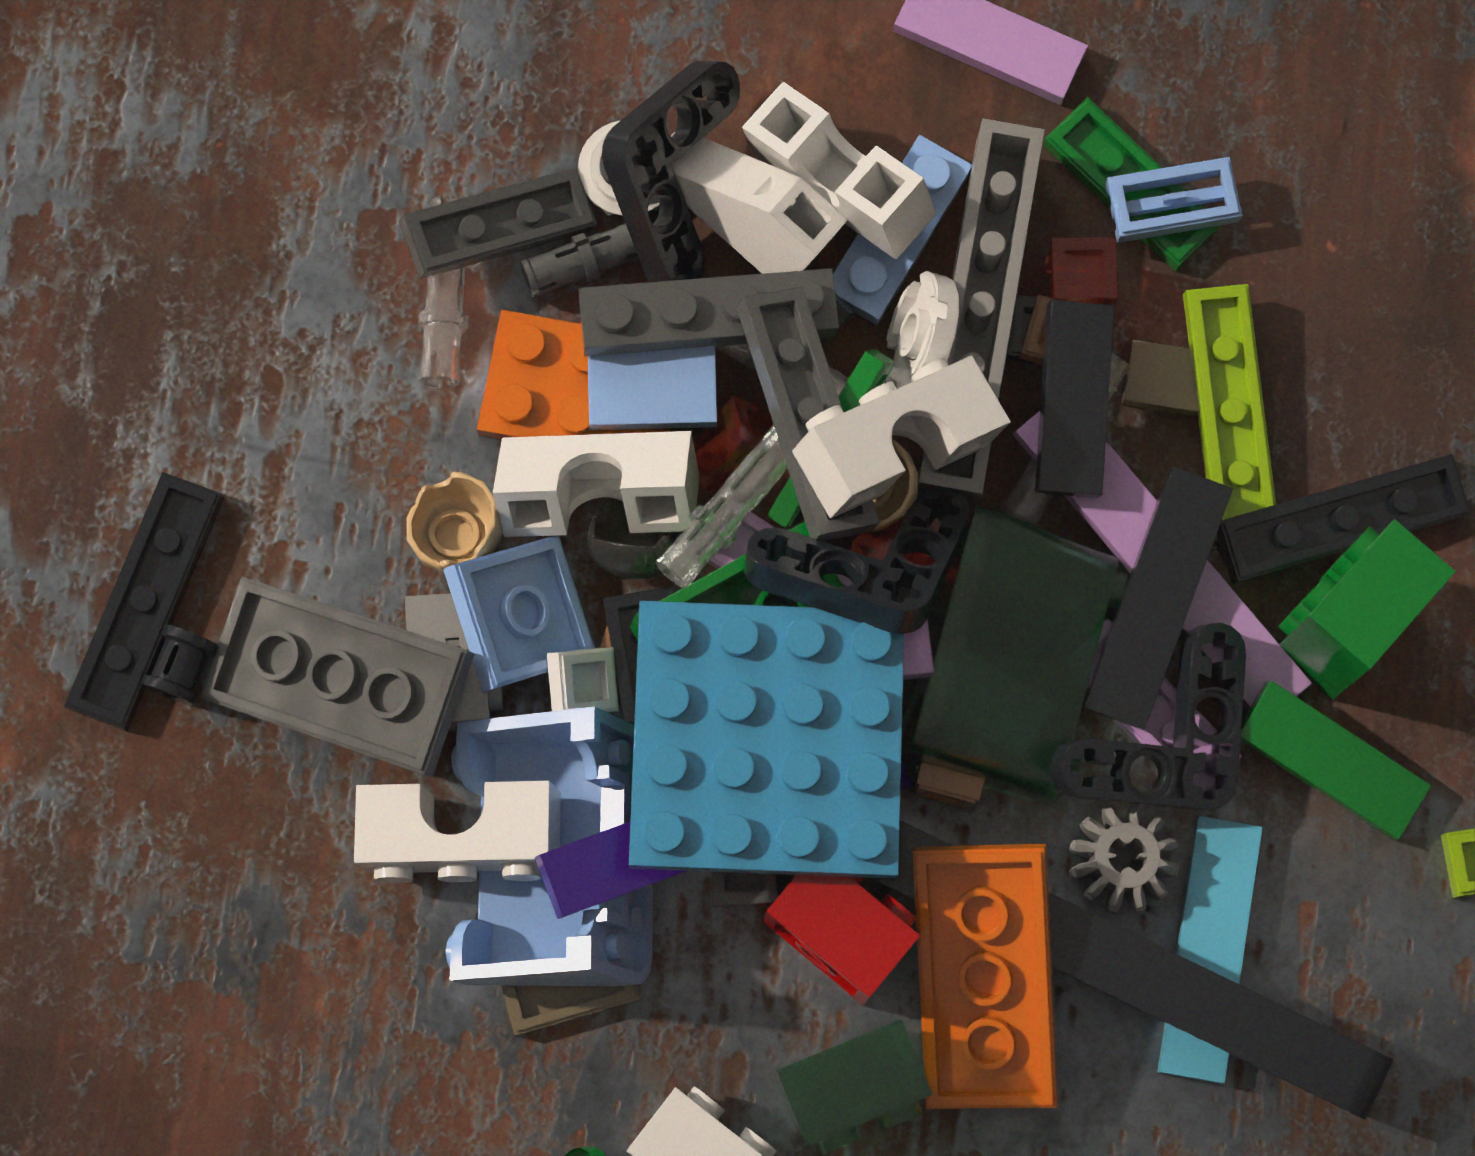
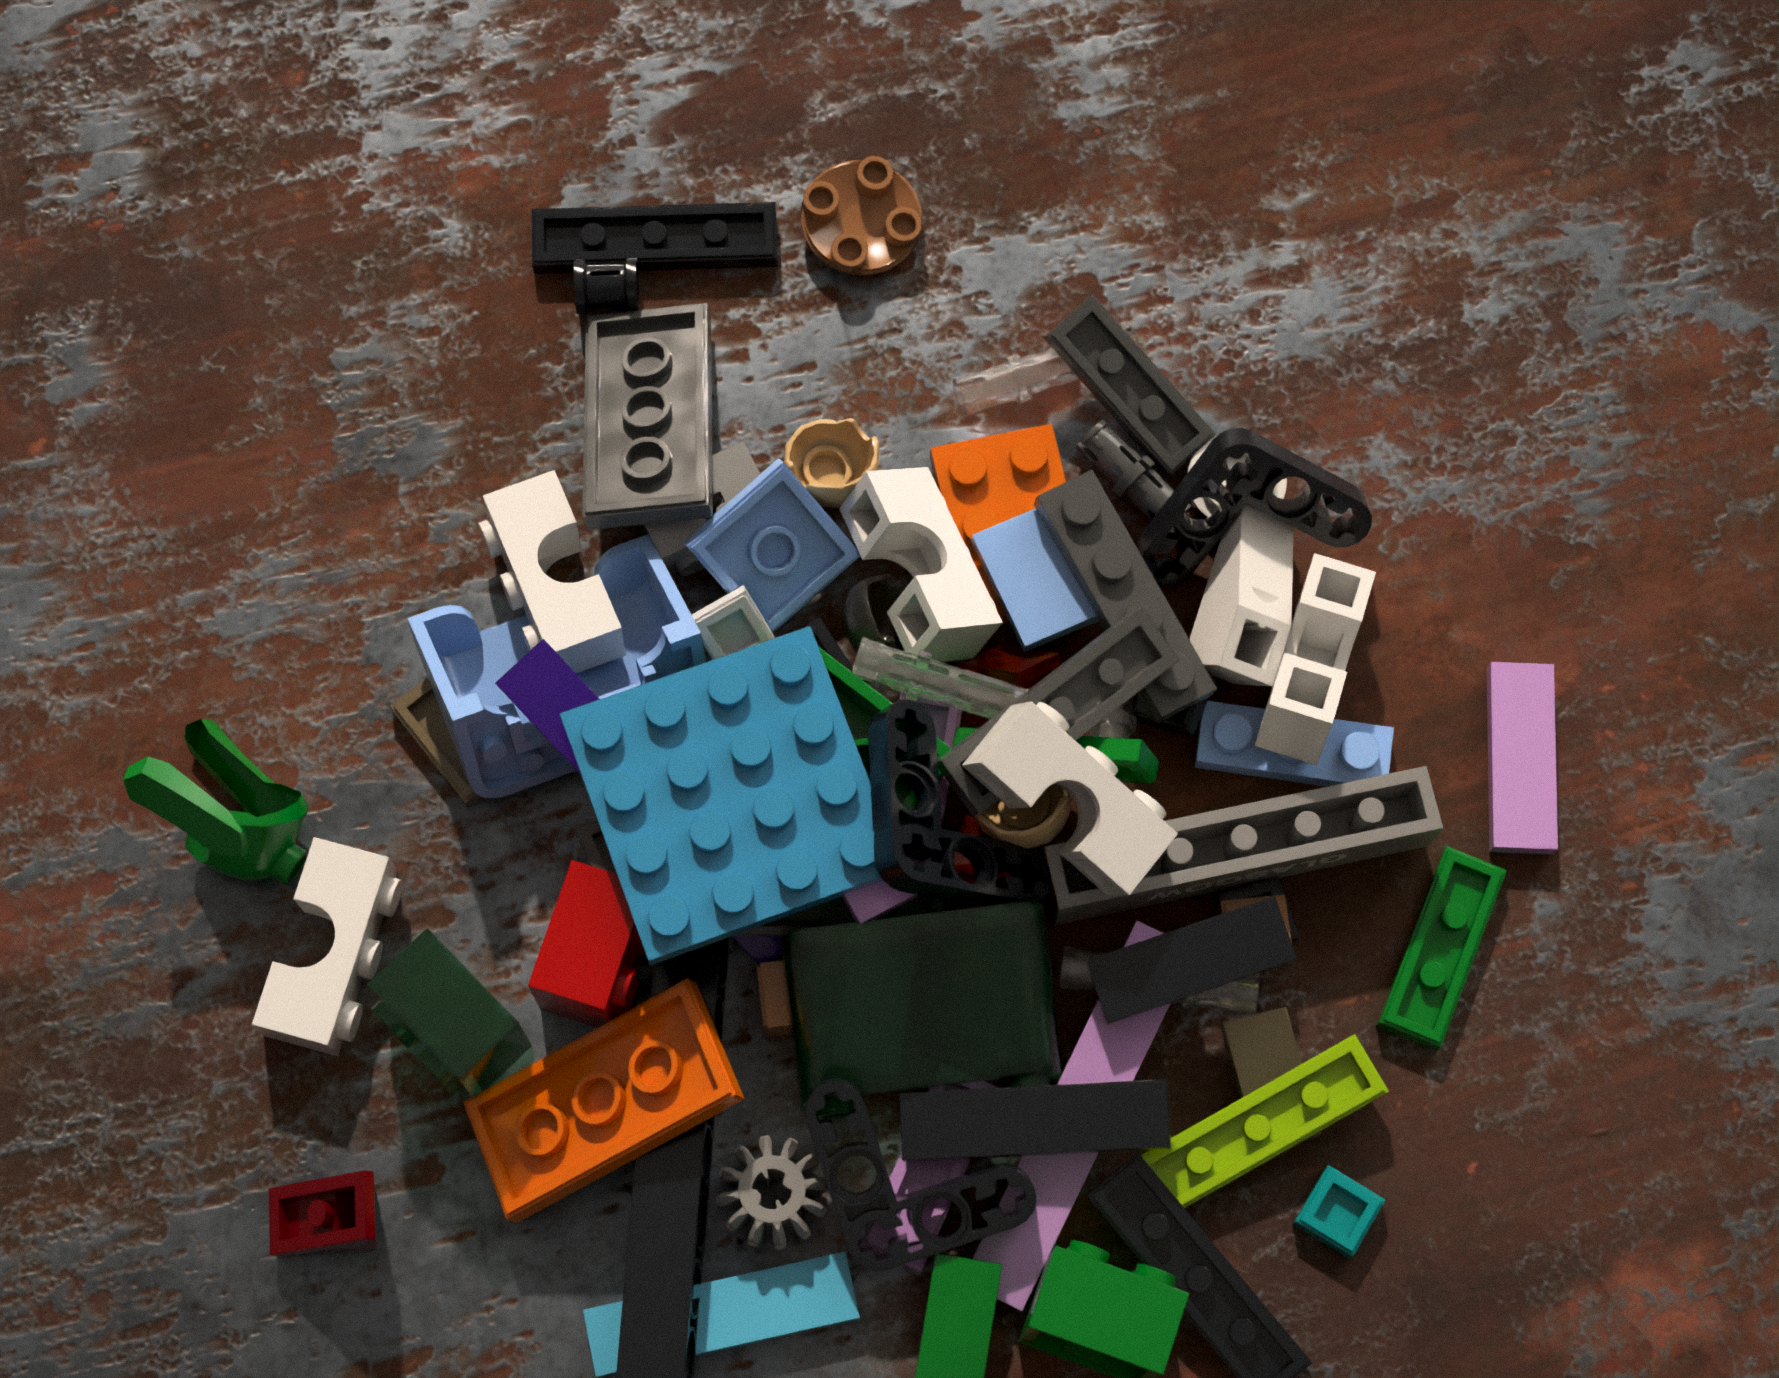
camera: 70 degrees right, 5 degrees down
(213, 397) = (861, 216): none -> medium nougat dish
(922, 325) = (1205, 795): white tile -> none
(1083, 270) = (1324, 928): clear red panel -> none
(1175, 223) = (1420, 1002): light blue tile -> none
(1327, 375) = (1339, 1212): none -> teal tile

